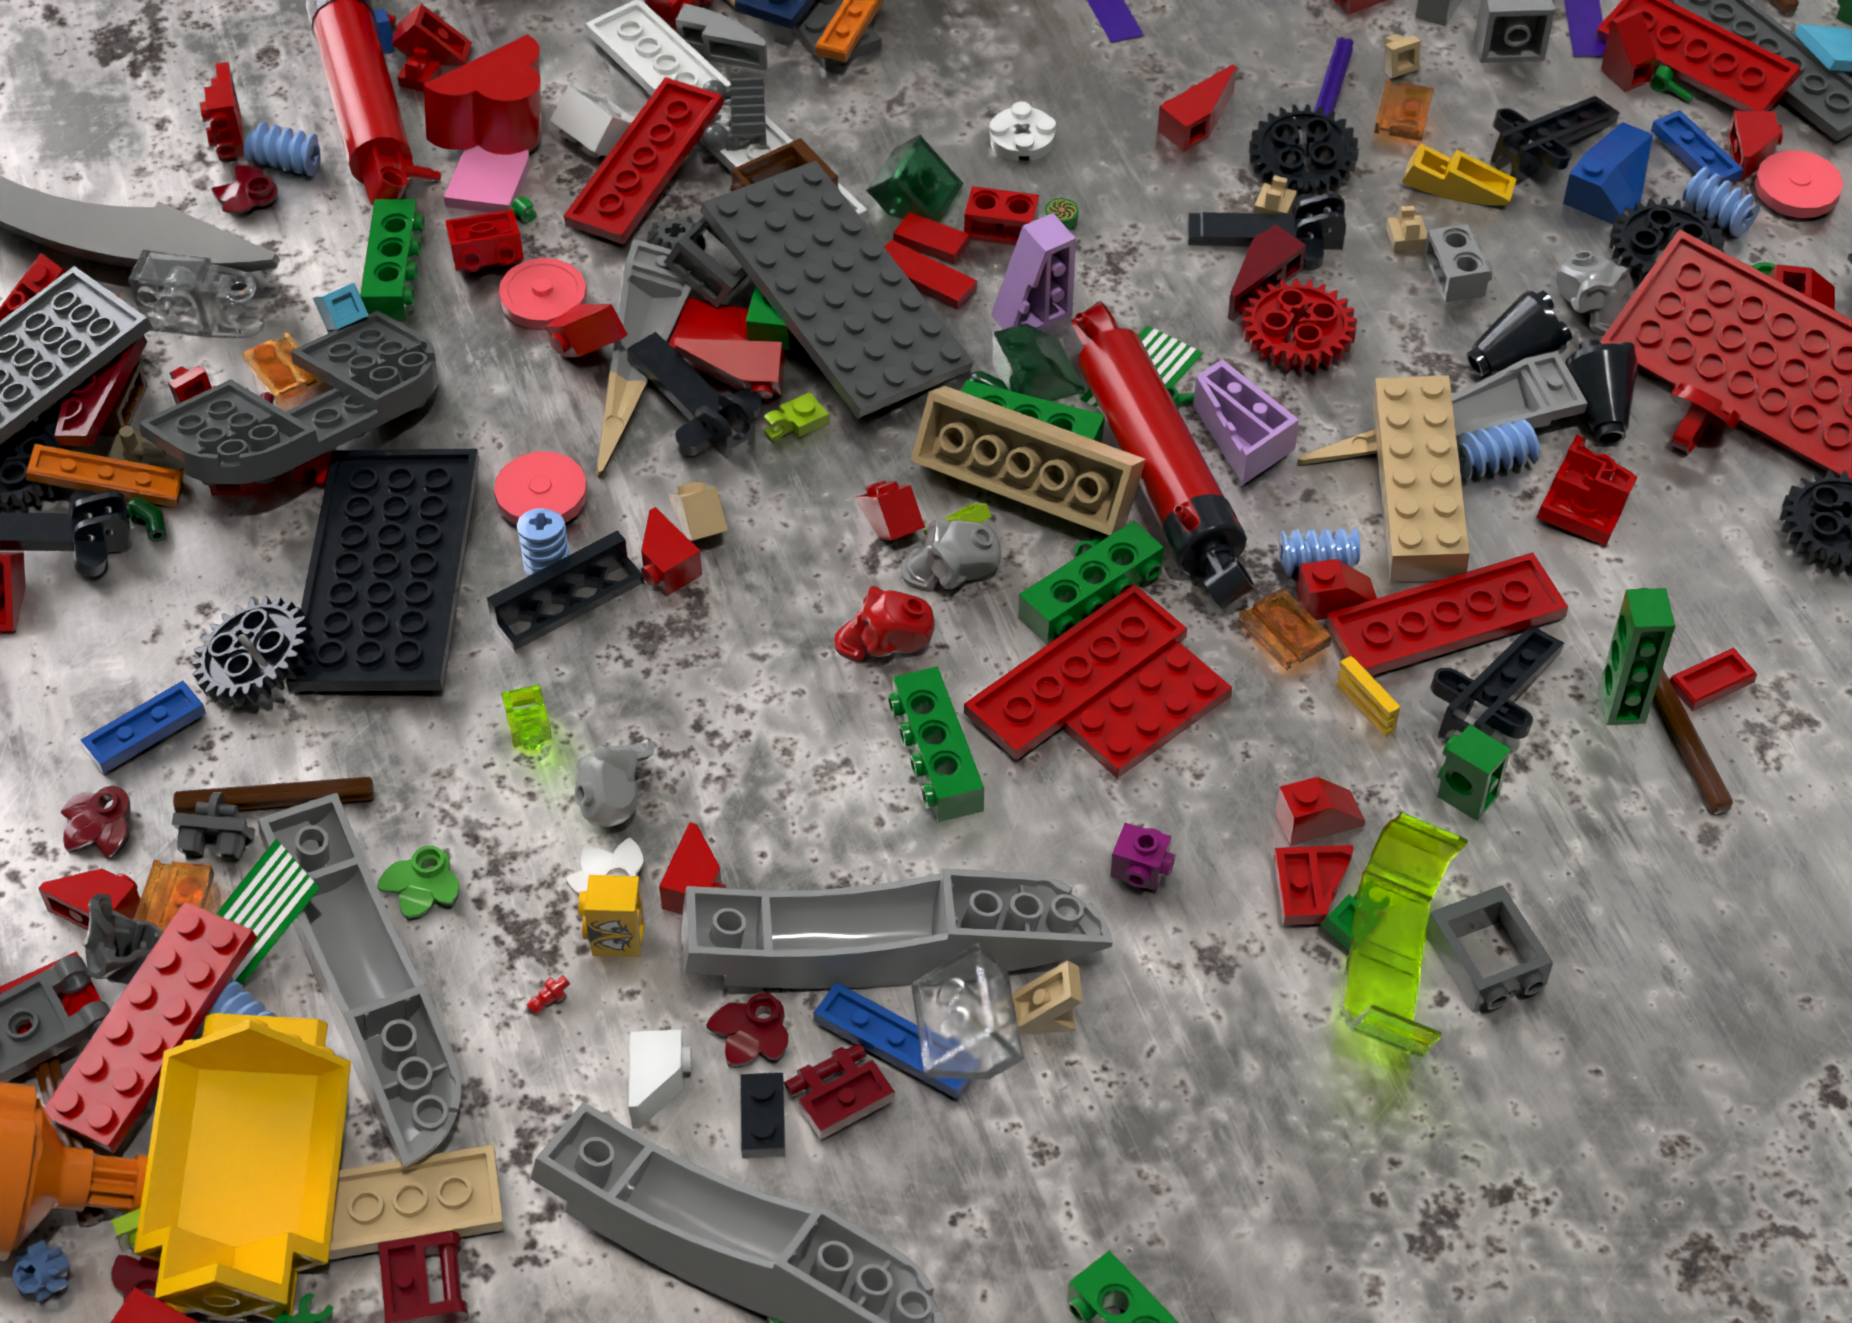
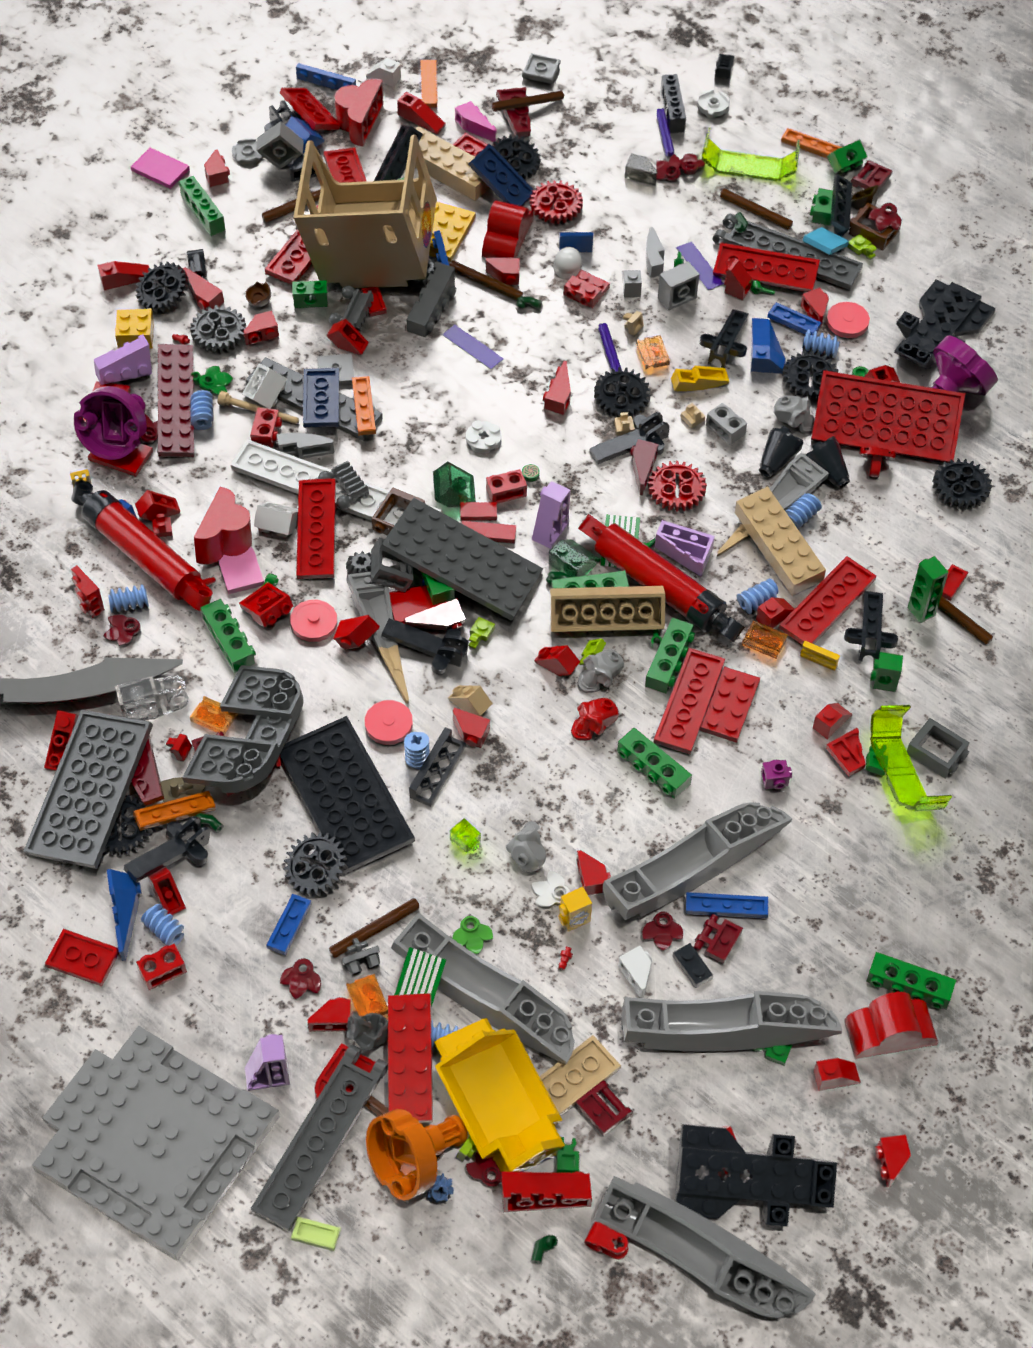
camera: 30 degrees left, 5 degrees up
(340, 307) = (226, 673): medium azure panel -> none
(967, 1018) = (753, 881): clear slope -> none
(1049, 1001) = (778, 857): tan slope -> none
(1587, 494) = (849, 516): red slope -> none

